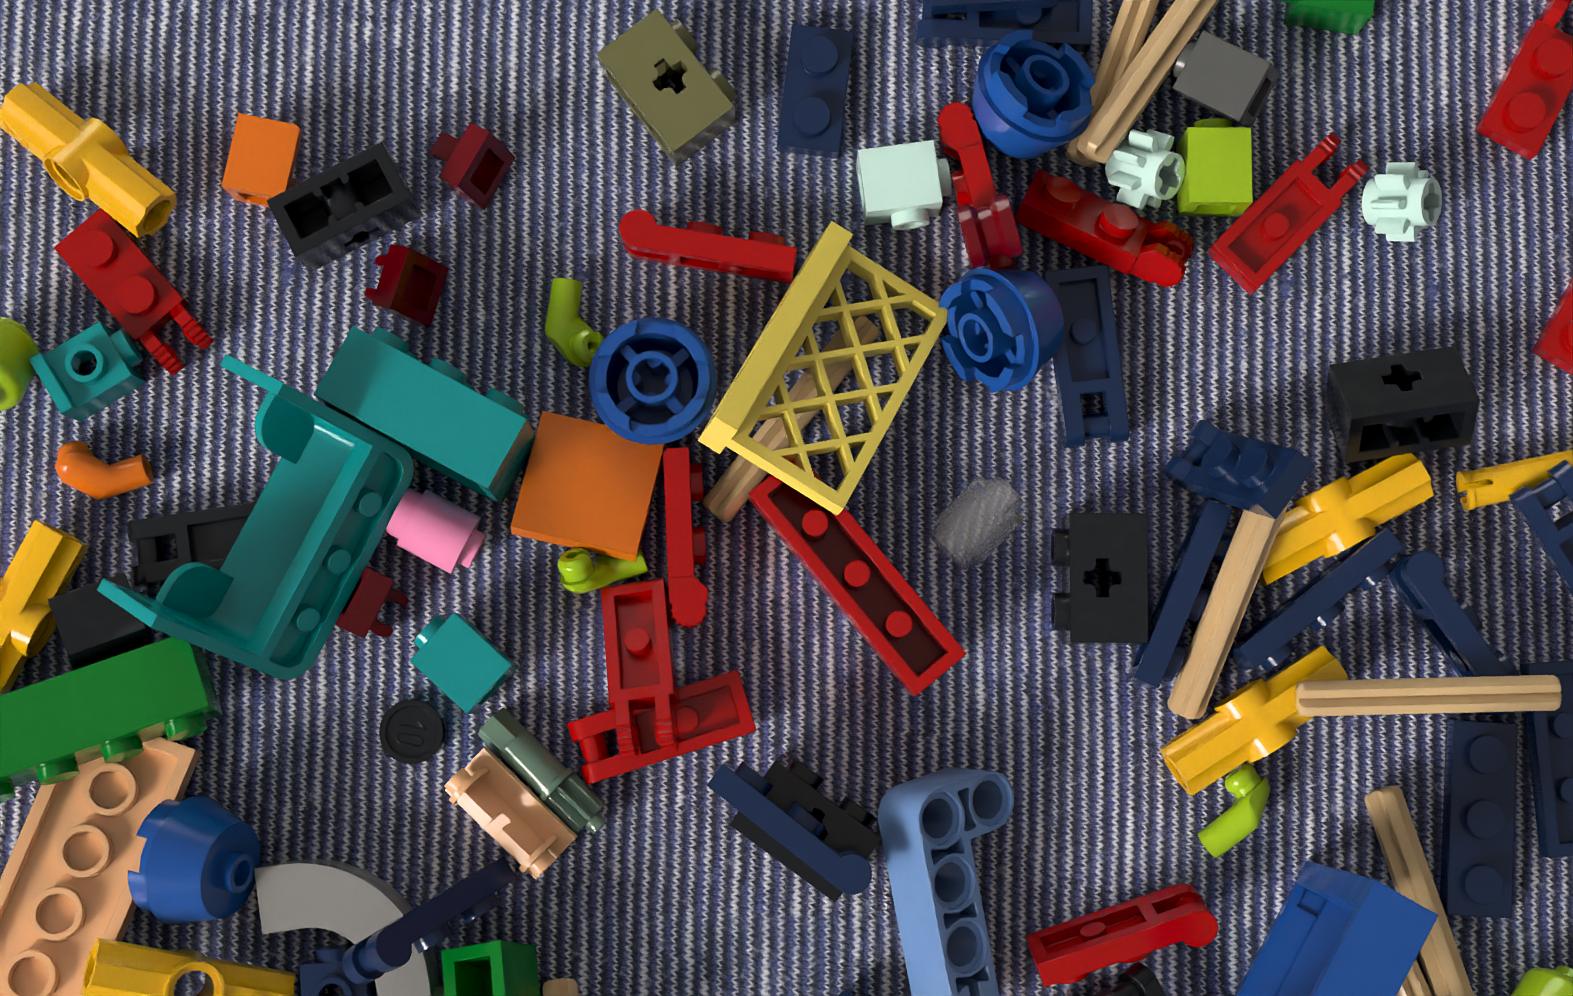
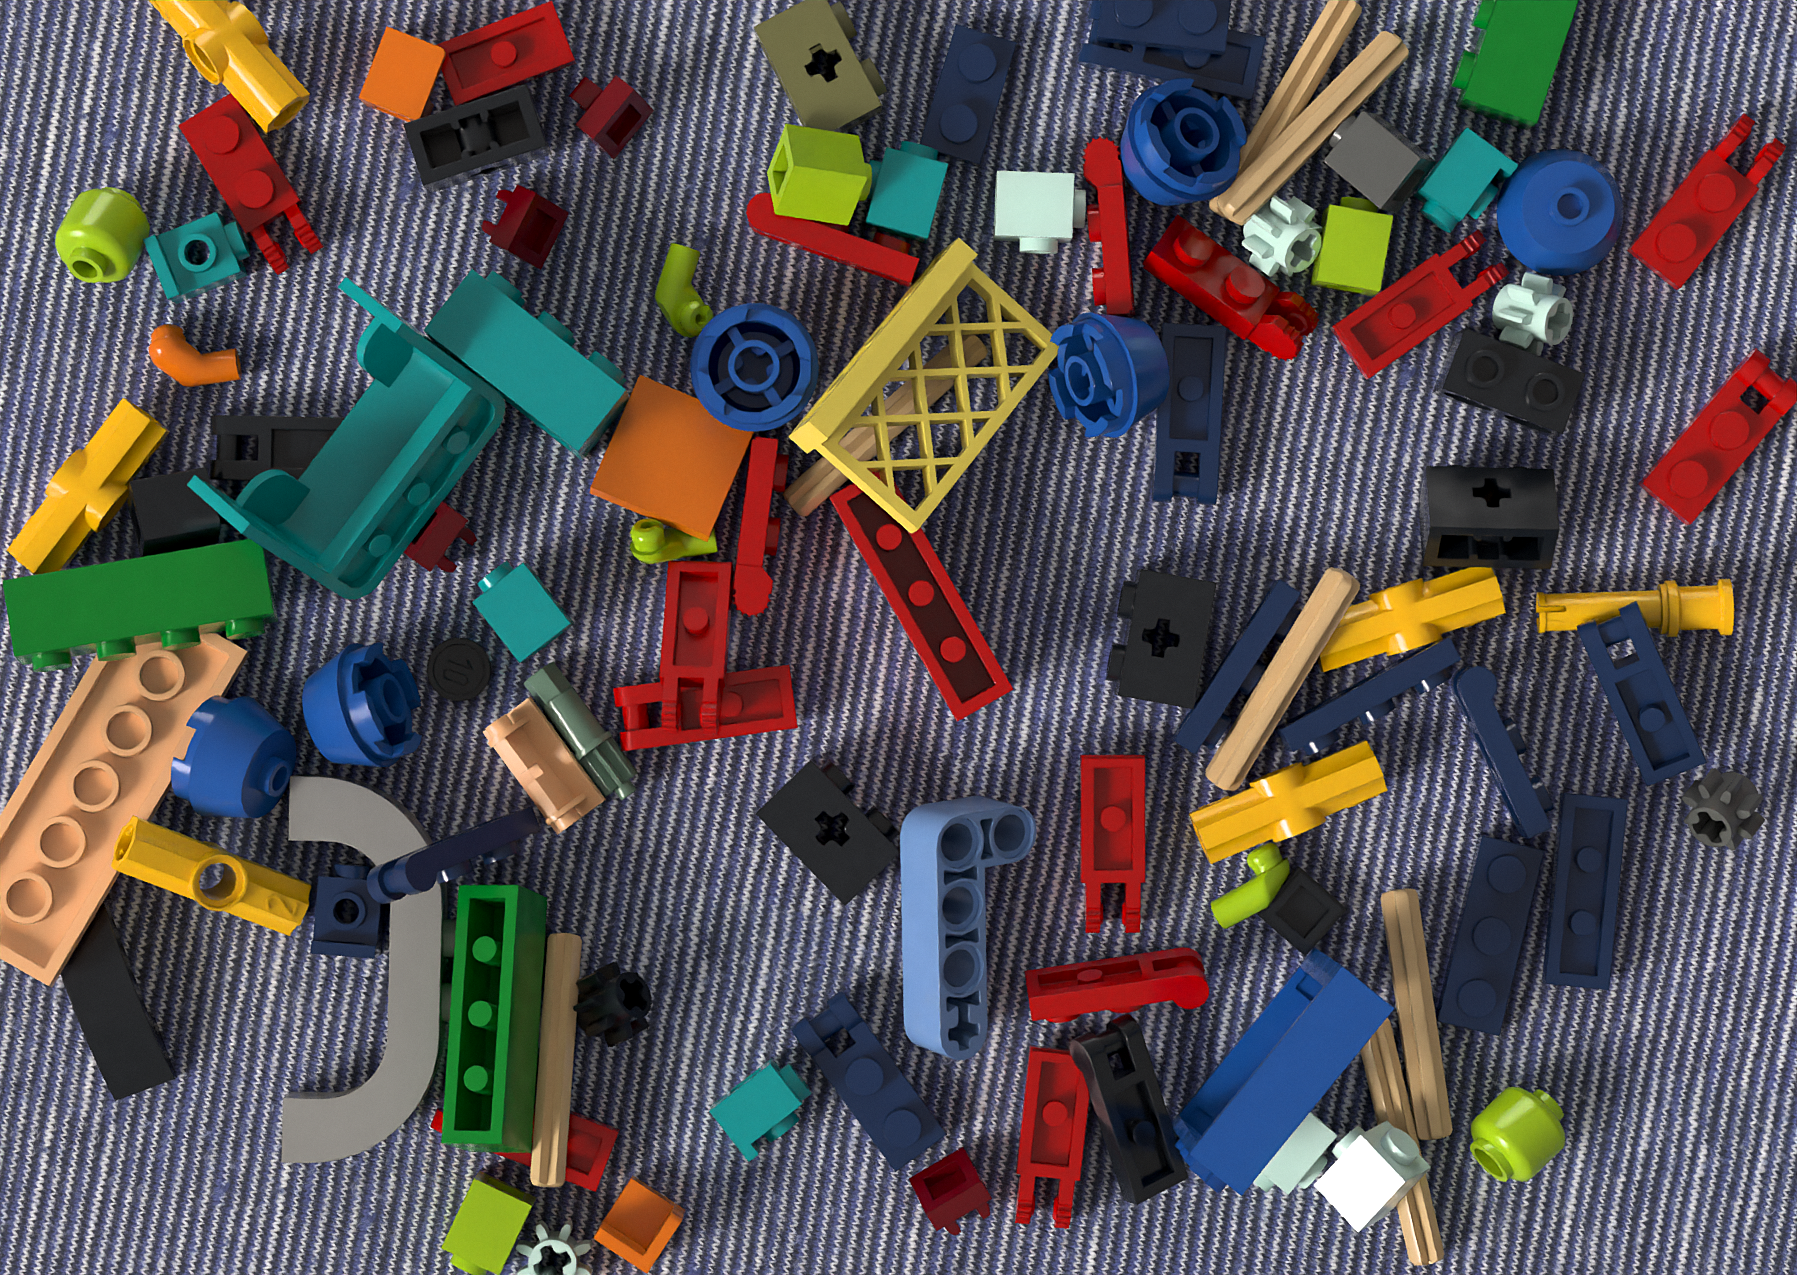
camera: 20 degrees right, 5 degrees up
(317, 786) = (362, 707): none -> blue cone
(372, 114) = (505, 54): none -> red plate
(436, 530) = (516, 476): bright pink brick -> none
(684, 182) = (818, 175): none -> lime brick
(770, 188) = (906, 191): none -> teal brick
(793, 829) = (816, 828): dark blue plate -> none
(977, 521) = (1051, 560): clear brick -> none
(989, 230) = (1110, 278): dark red wheel -> none
(1088, 783) = (1112, 833): none -> red hinge
(1239, 470) = (1311, 556): dark blue plate -> none
(1290, 827) = (1302, 911): none -> black tile
(1309, 86) = (1462, 181): none -> teal brick
(1393, 271) = (1508, 383): none -> black brick
(1406, 102) = (1560, 212): none -> blue cone
(1428, 695) = (1453, 807): tan axle -> none

